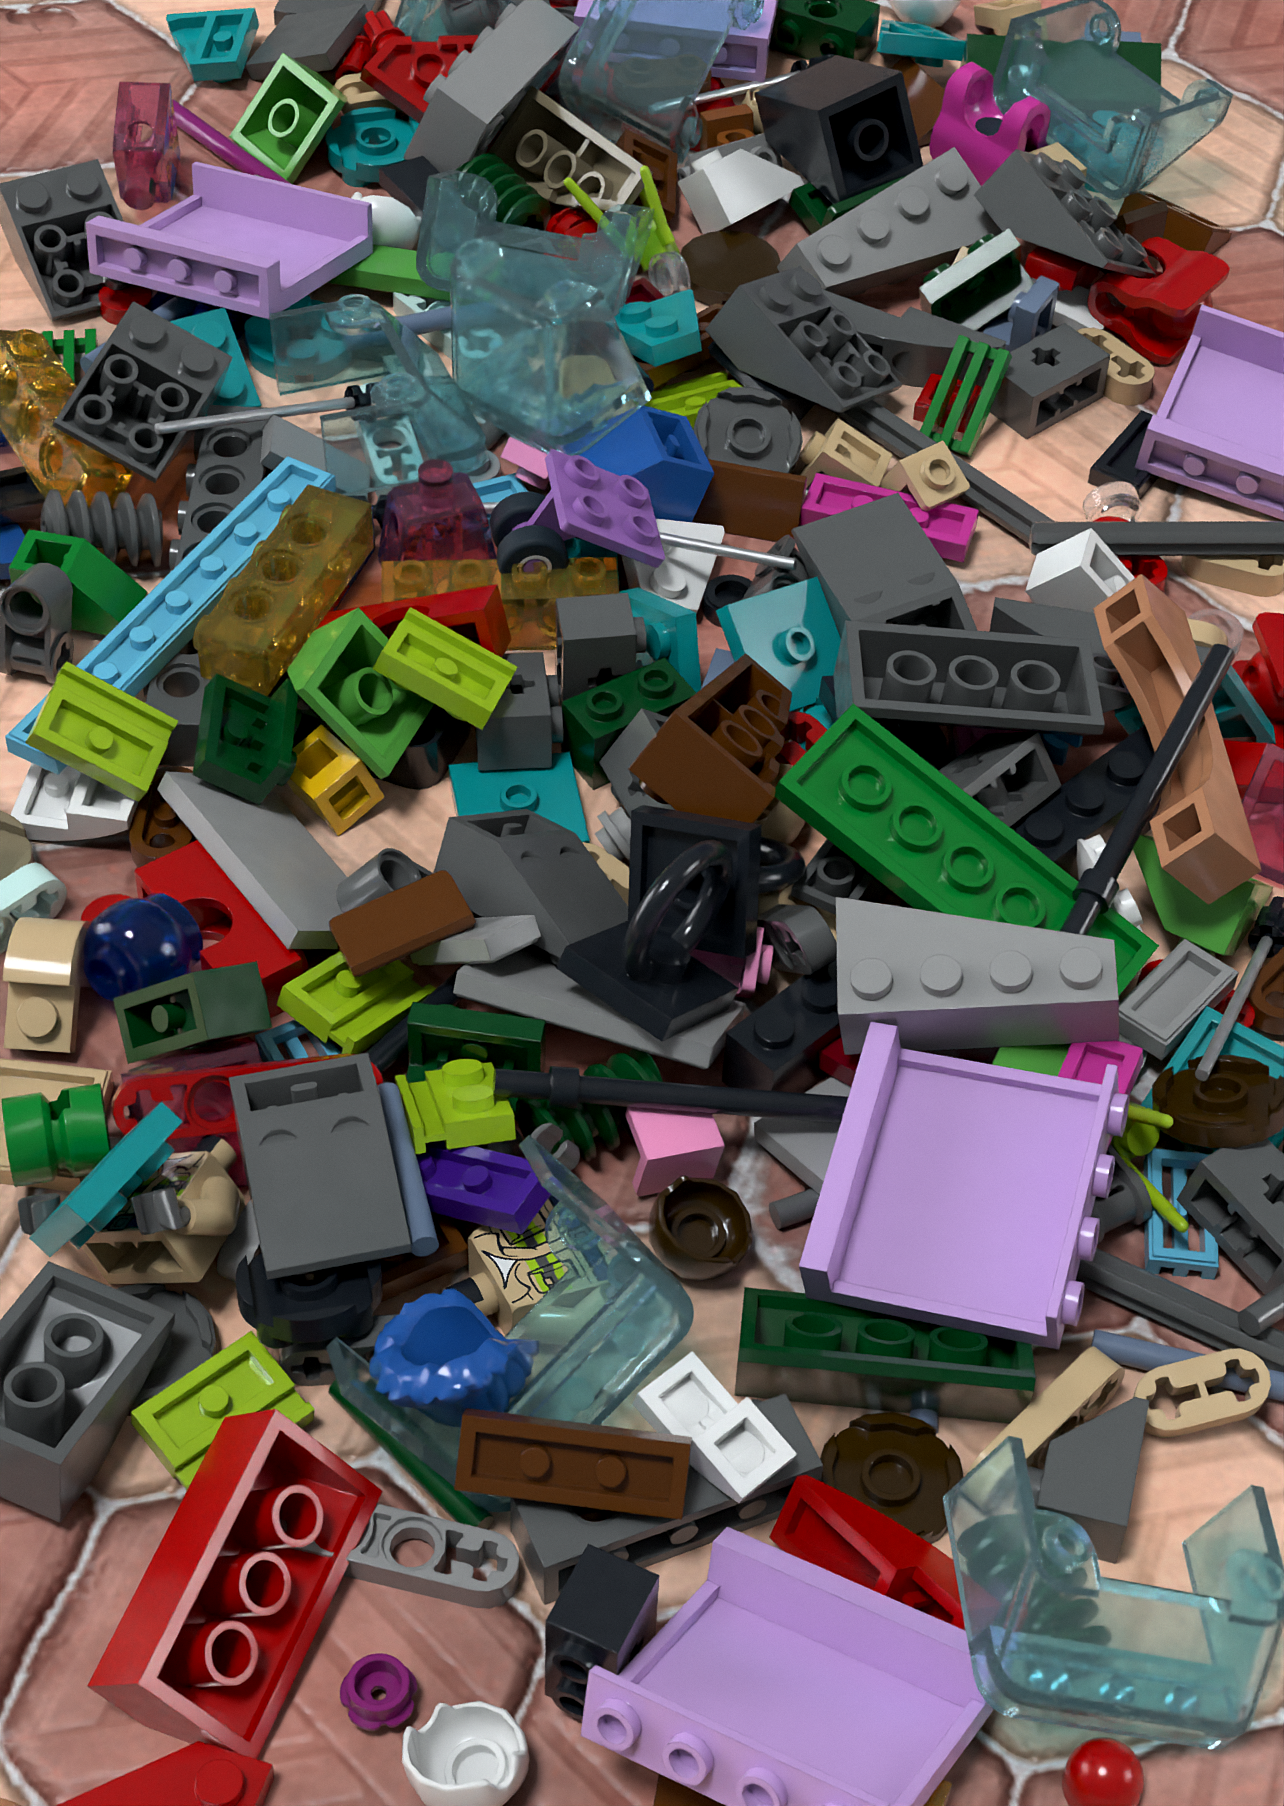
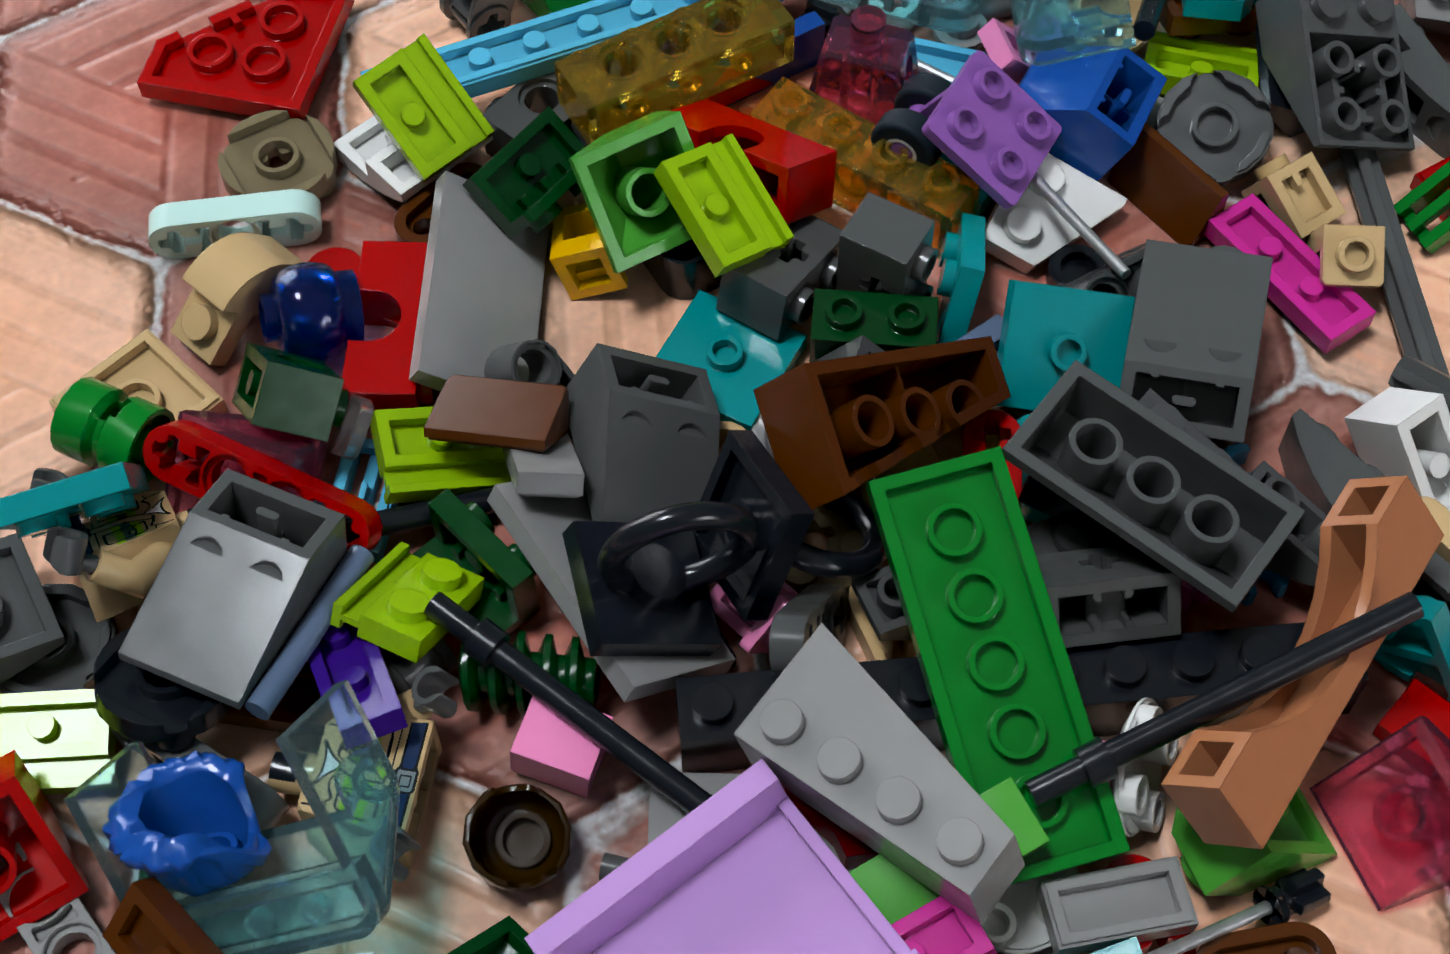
camera: 40 degrees right, 10 degrees up
(281, 1015) = (354, 427): none -> clear tile

